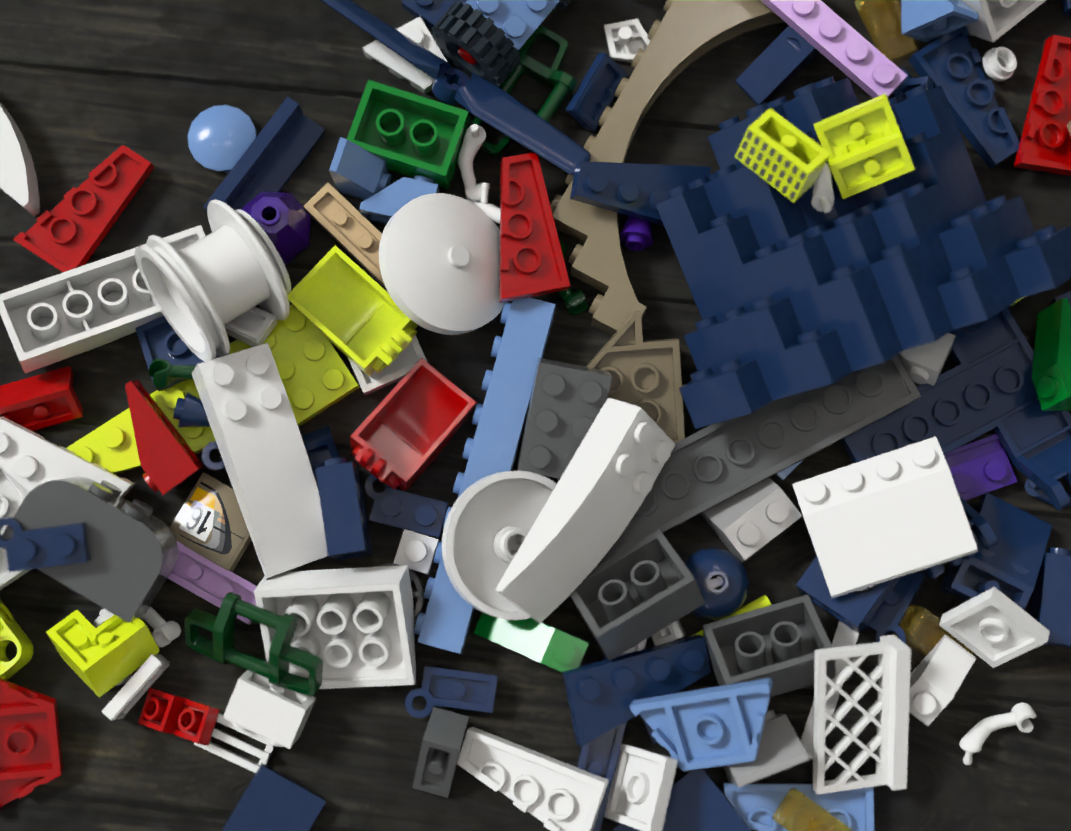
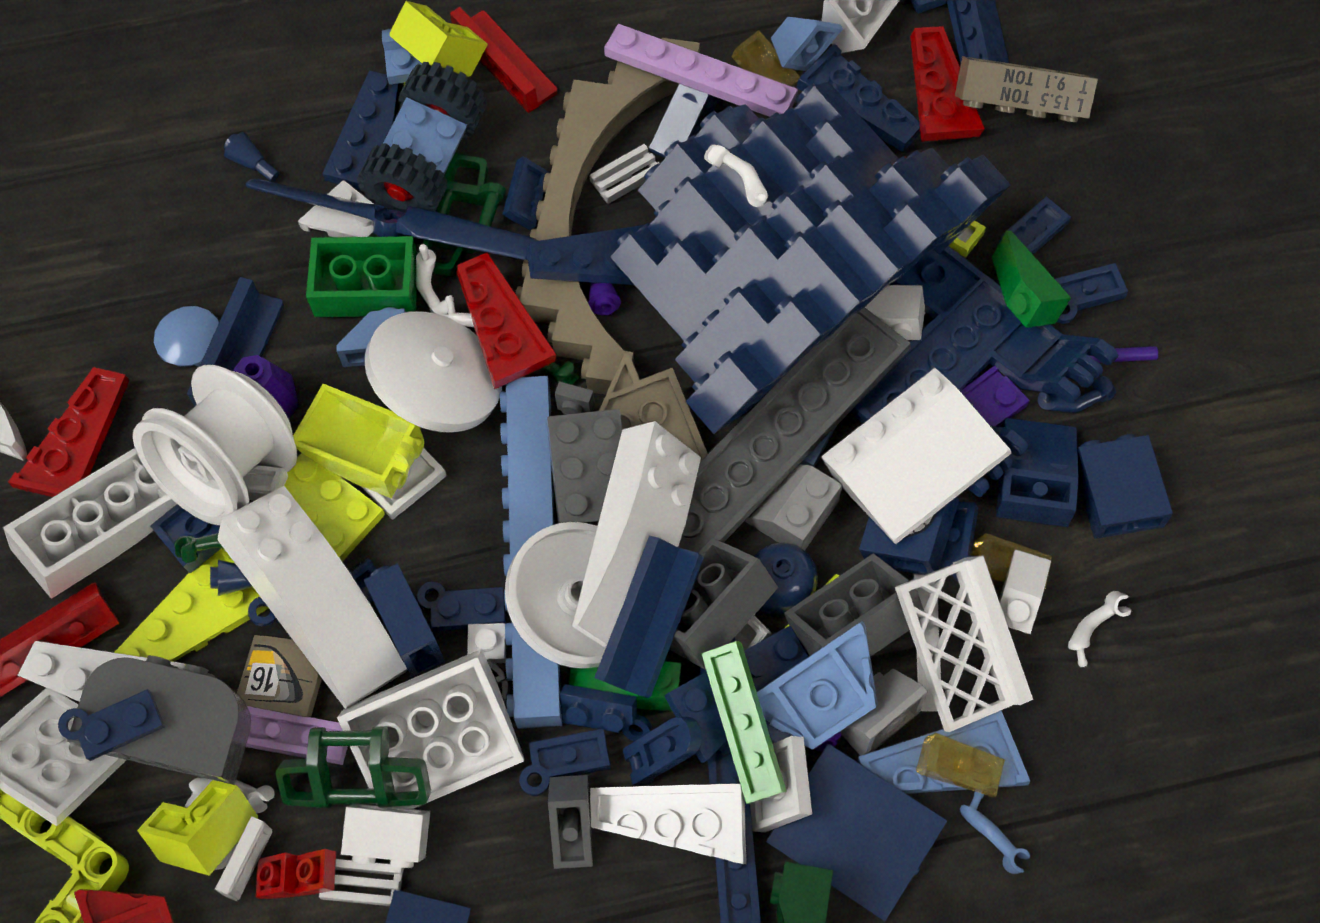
camera: 15 degrees left, 15 degrees down
(159, 445) = (205, 619): red slope -> none
(347, 227) = (319, 367): tan plate -> none
(358, 171) = (324, 319): medium blue slope -> none
(410, 426) = (445, 527): red piece -> none
(503, 660) = (602, 711): none -> dark blue hinge
(545, 721) = (662, 749): none -> dark blue plate
(572, 343) = (574, 399): none -> dark grey plate
(573, 597) = (649, 617): none -> dark blue panel
(625, 39) = (537, 144): white piece -> none
(627, 728) = (743, 722): none -> plate
(700, 88) = (620, 171): none -> white tile
(782, 155) = (705, 162): neon yellow brick -> none
(864, 146) = (776, 139): neon yellow slope -> none
(994, 627) = (1056, 525): white tile -> none
(999, 63) = (877, 66): white plate -> none

